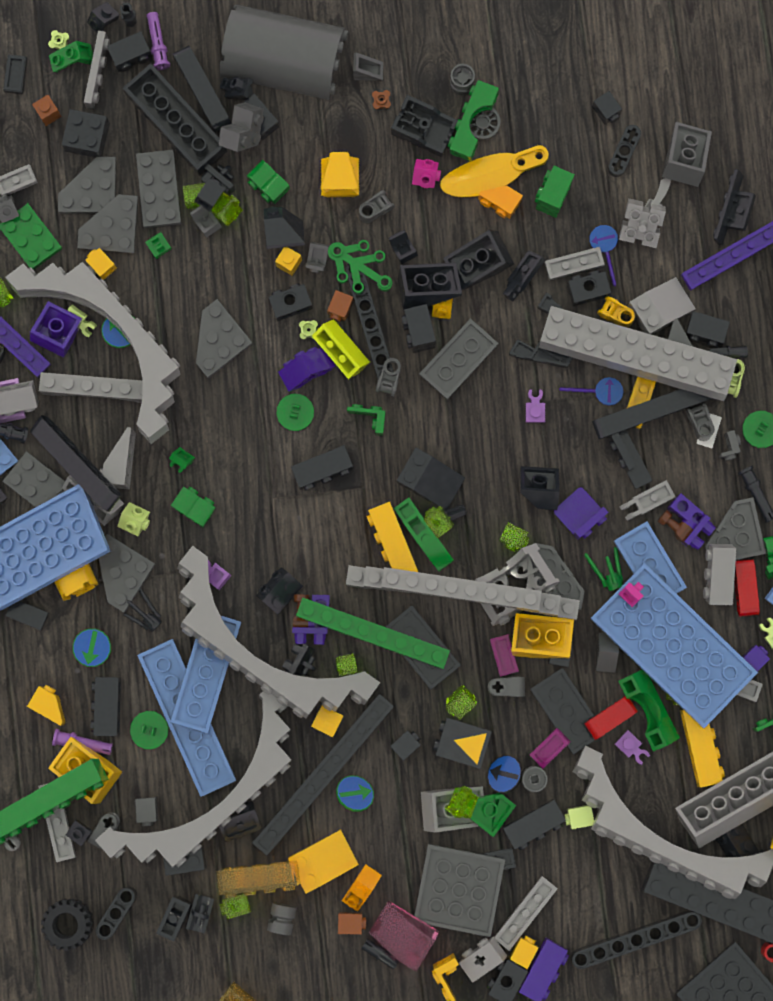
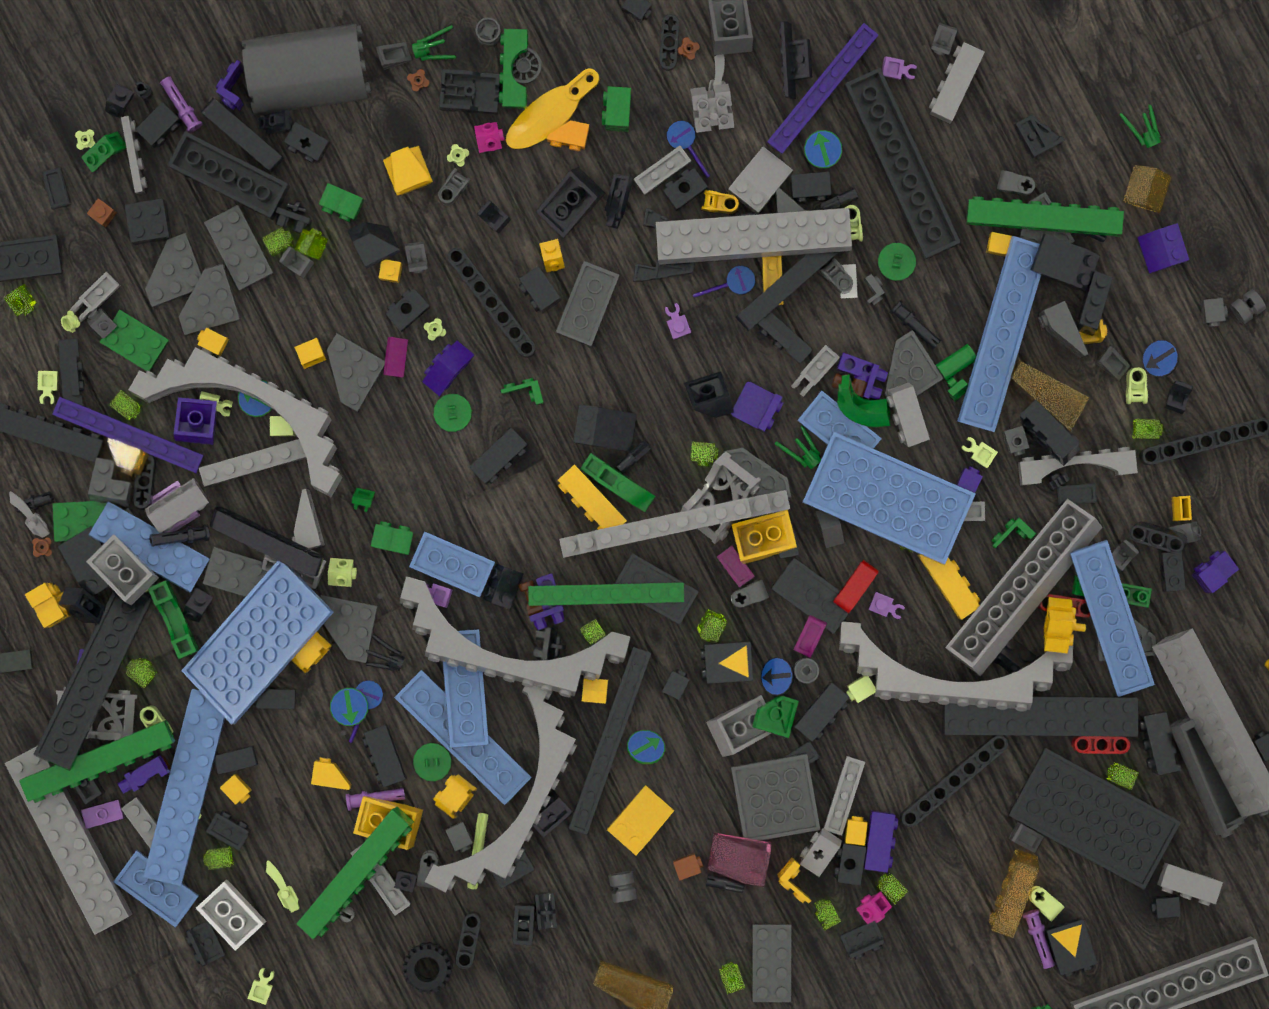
camera: 30 degrees left, 5 degrees up
(119, 647) = (373, 695): none -> blue piece
(130, 364) = (280, 427): none -> yellowish green brick
(157, 769) = (455, 795): none -> yellow brick
(158, 245) = (260, 302): green tile -> none
(165, 818) = (479, 838): none -> yellowish green axle
(185, 308) = (310, 353): none -> yellow piece
(207, 36) = (226, 84): none -> dark purple bracket
(209, 194) = (291, 237): black brick -> none
(235, 906) = (575, 891): clear neon green brick -> none
(240, 551) = (452, 564): none -> medium blue plate
(245, 128) = (299, 163): dark grey brick -> none
(257, 878) = (587, 858): clear yellow wedge -> none
(262, 341) = (395, 357): none -> magenta tile
(340, 306) = (456, 296): dark orange brick -> none
(340, 349) = (473, 337): neon yellow brick -> none
(357, 265) = (458, 251): green plant -> none
(361, 888) = (685, 830): light orange slope -> none
(389, 378) = (529, 349): dark grey piece -> none
(391, 175) = (457, 150): none -> yellowish green plate
(395, 72) = (422, 47): none -> green plant
(428, 284) = (532, 244): black slope -> none
(438, 521) = (627, 465): clear neon green brick -> none
(462, 803) = (748, 718): clear neon green brick -> none
(631, 593) = (831, 465): dark pink tile -> none
(639, 168) = (690, 54): none -> dark orange plate
(660, 728) = (904, 578): green arch -> none
(676, 553) = (859, 410): none -> green arch
(731, 299) = (823, 149): none -> blue piece
(746, 588) = (936, 417): red beam -> none

